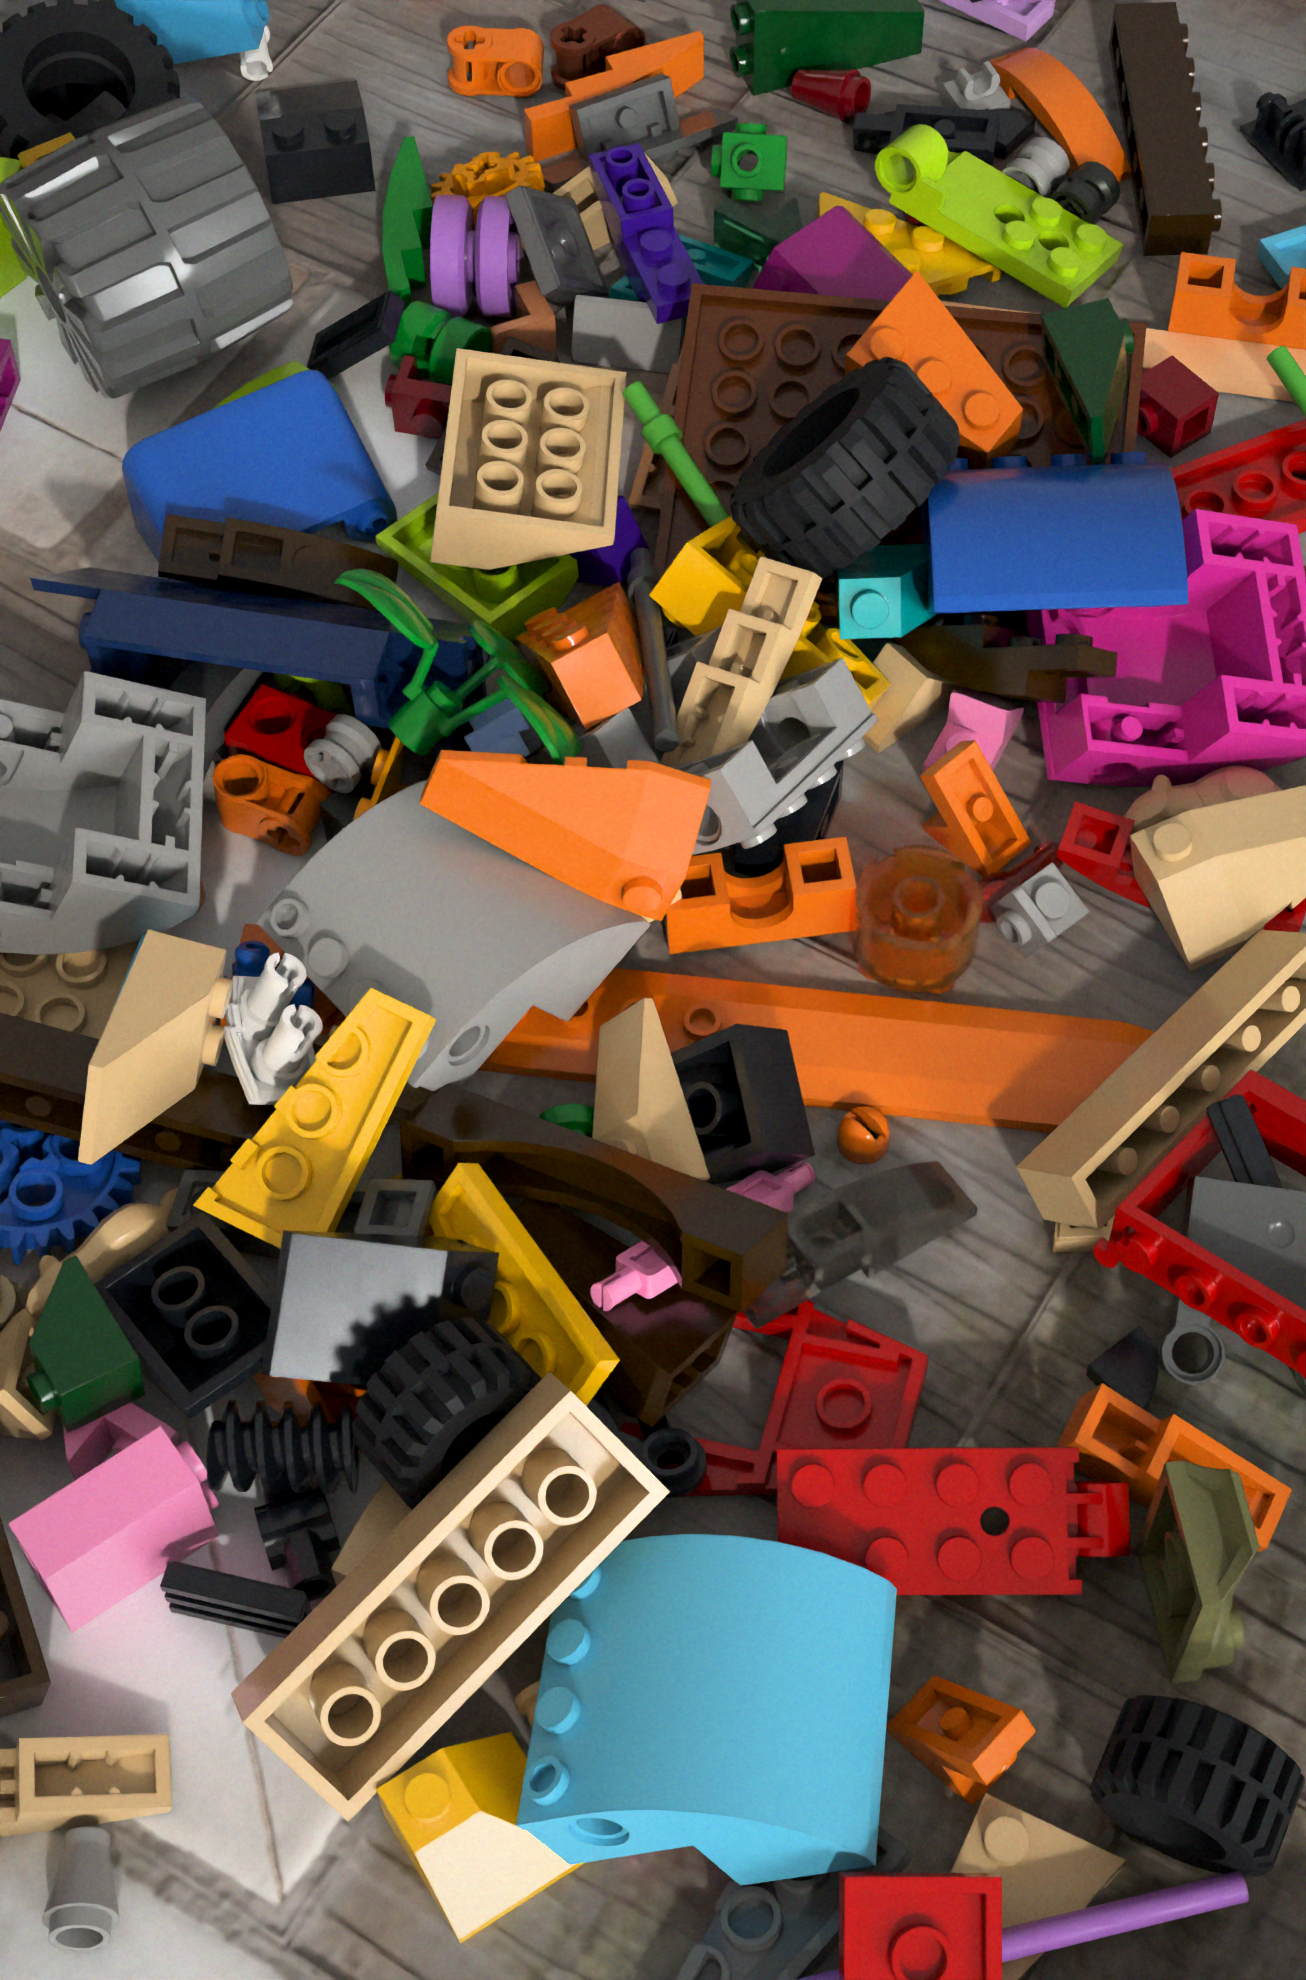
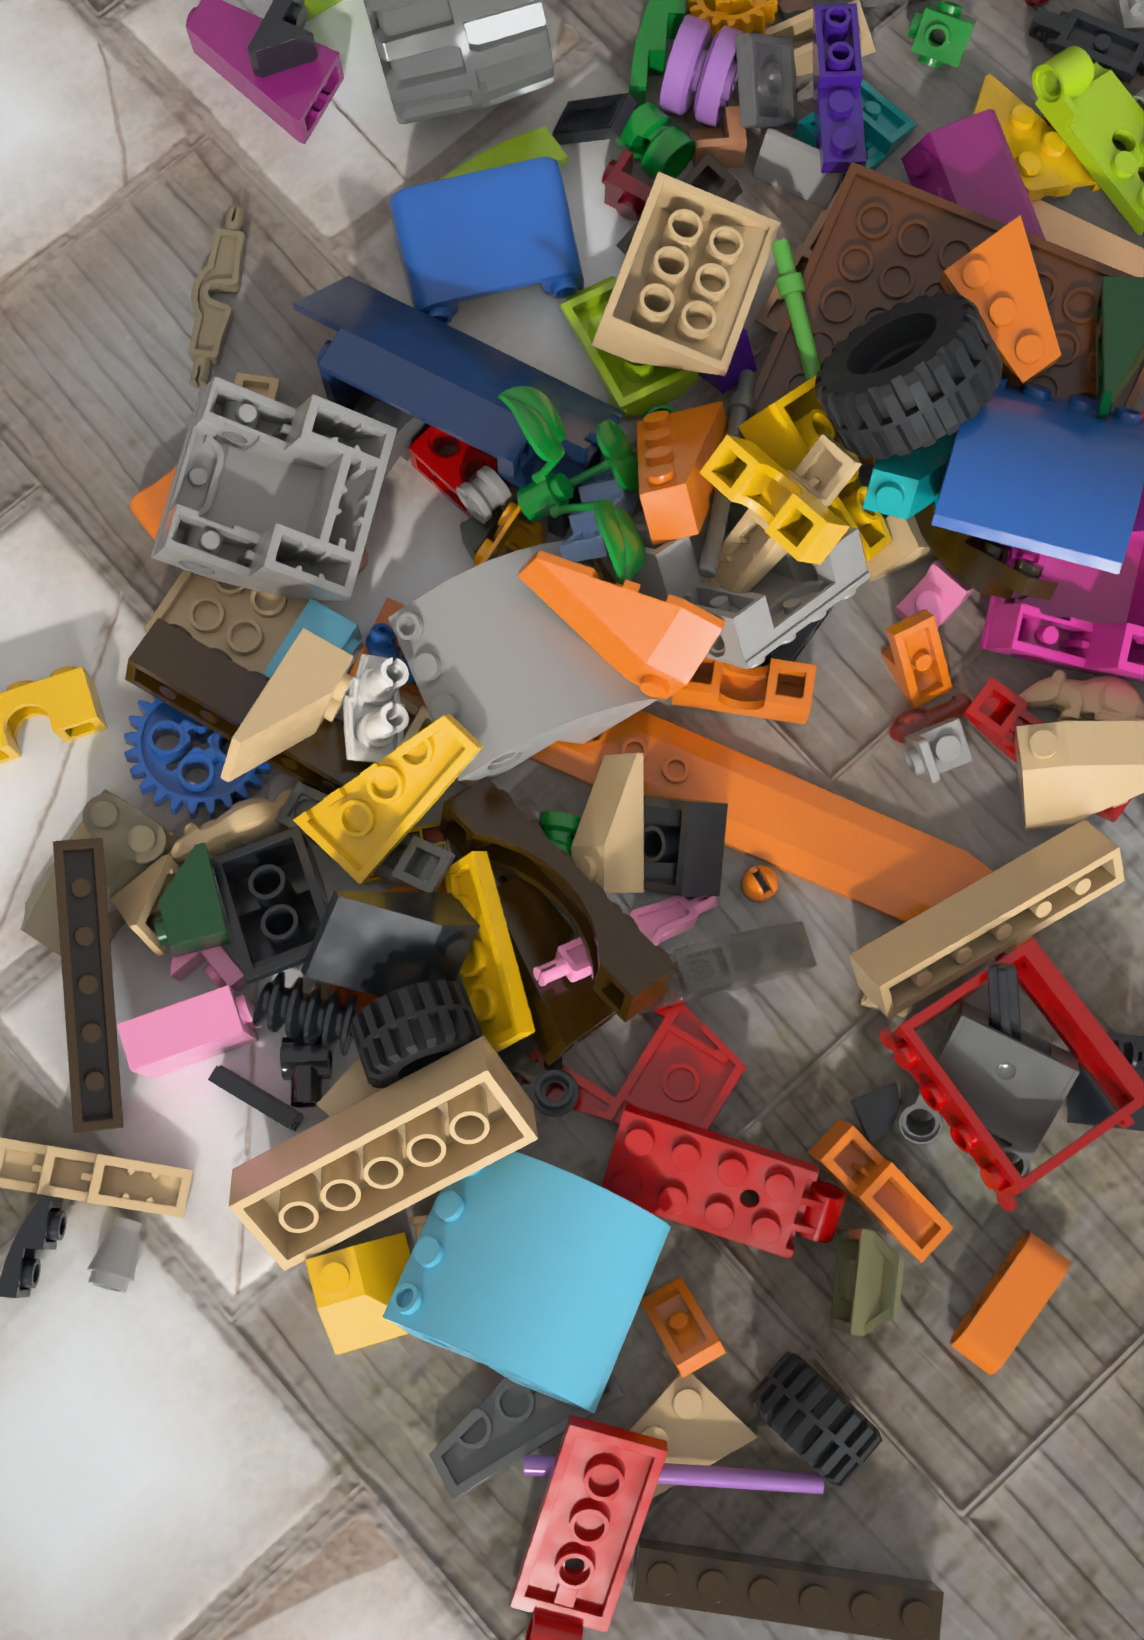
camera: 15 degrees right, 20 degrees up
(265, 559) = (482, 314): dark brown slope -> none
(275, 804) = (434, 513): orange piece -> none
(728, 637) = (794, 514): none -> yellow arch
(751, 234) = (917, 101): clear green slope -> none
(916, 919) = (861, 713): clear orange brick -> none

